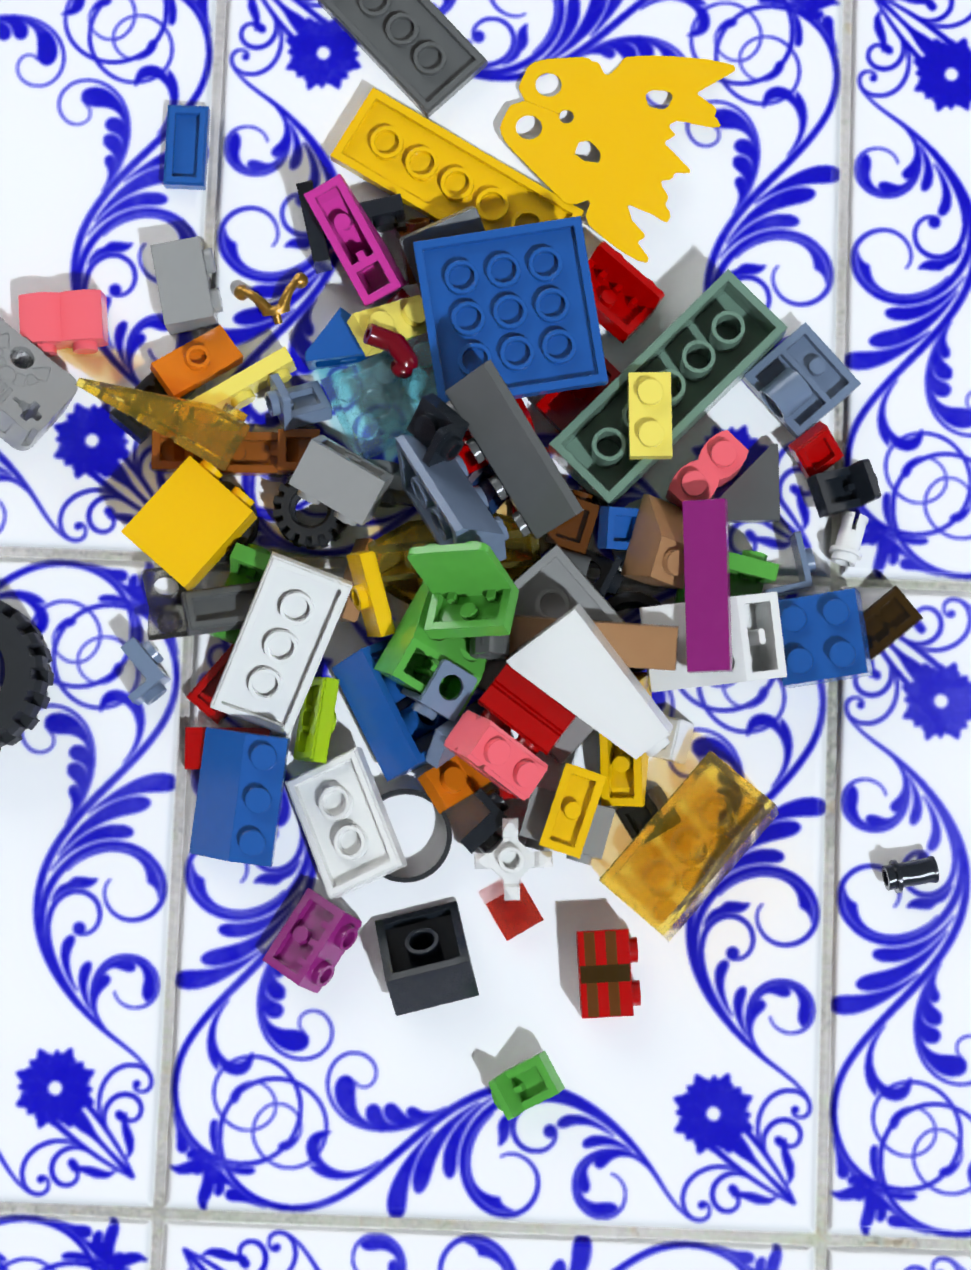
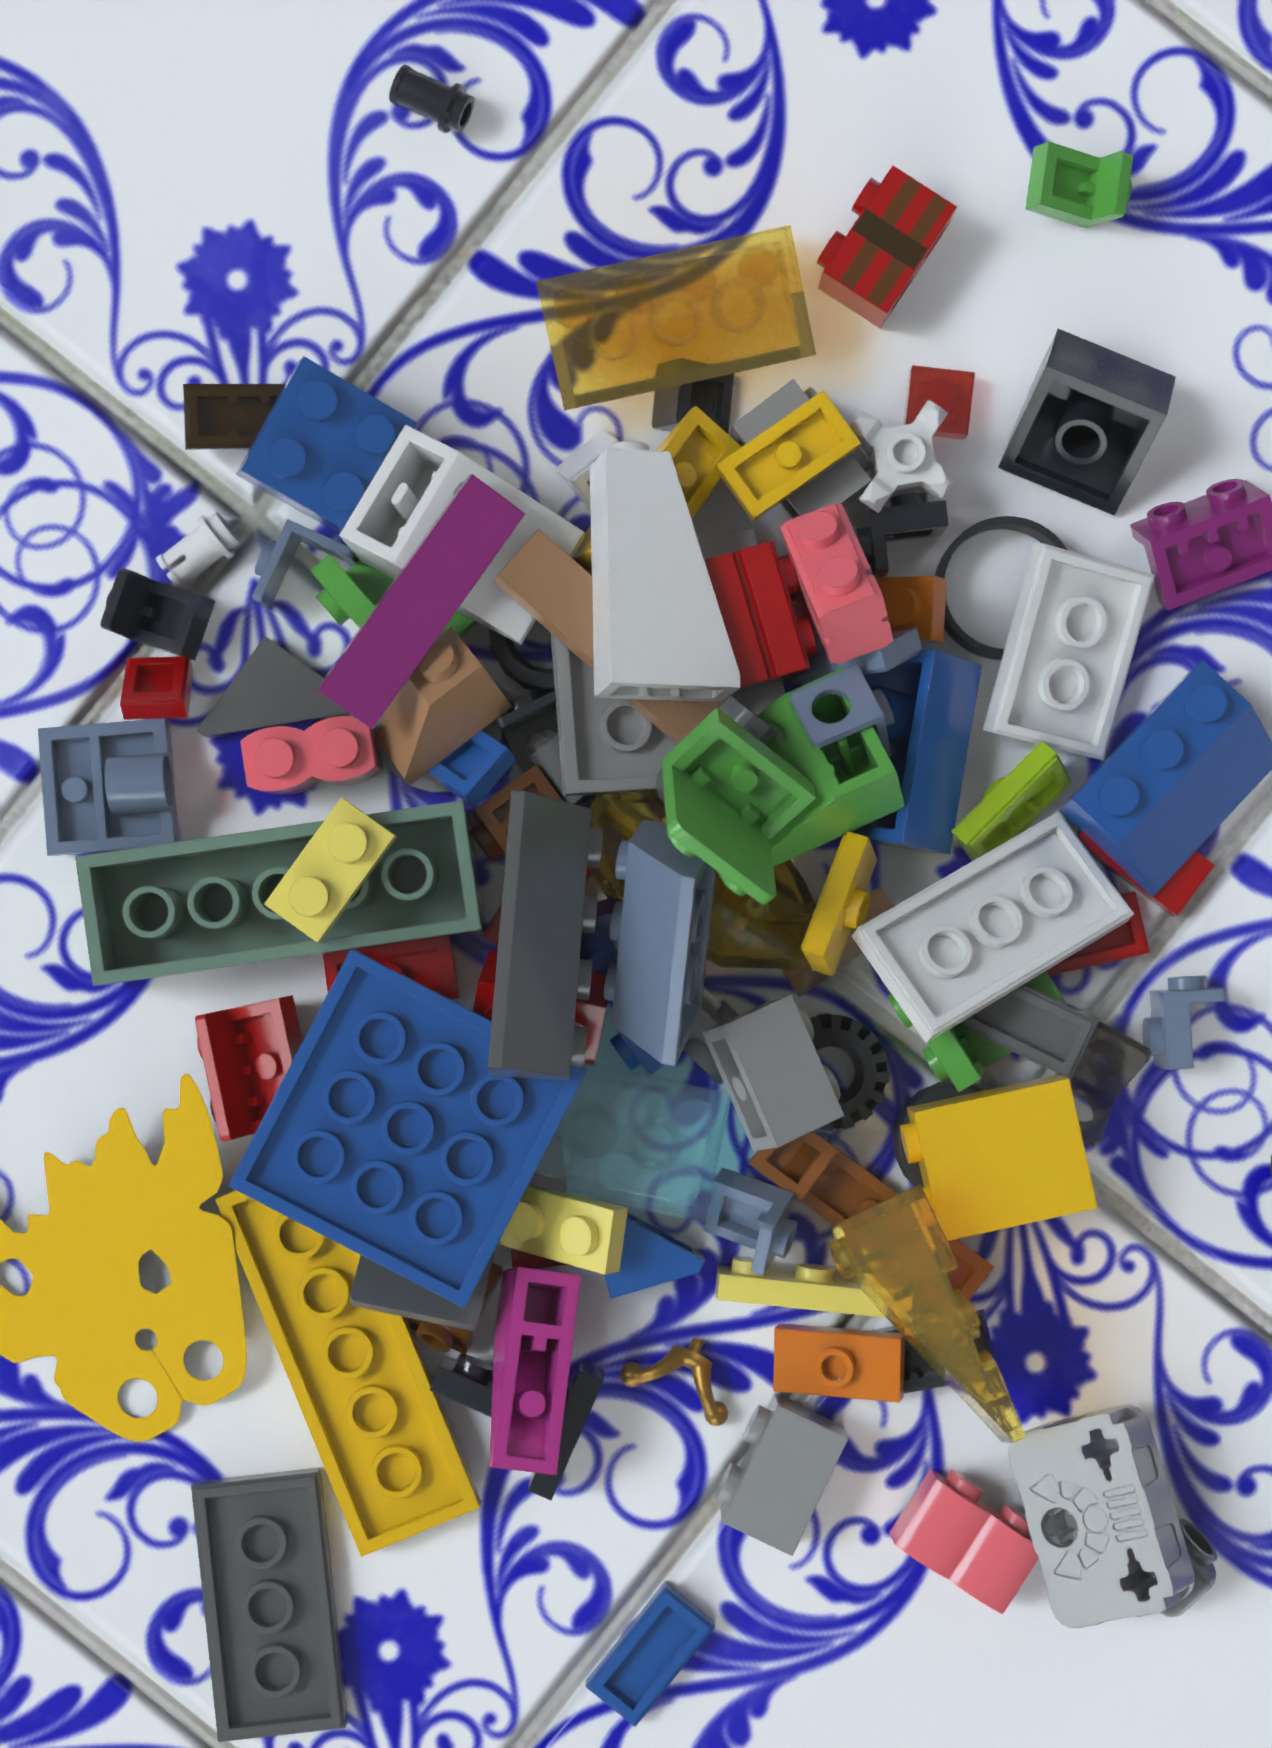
camera: 145 degrees left, 5 degrees up
(395, 343) = (581, 1189): dark red arm -> none
(438, 429) = (612, 1036): black bracket -> none

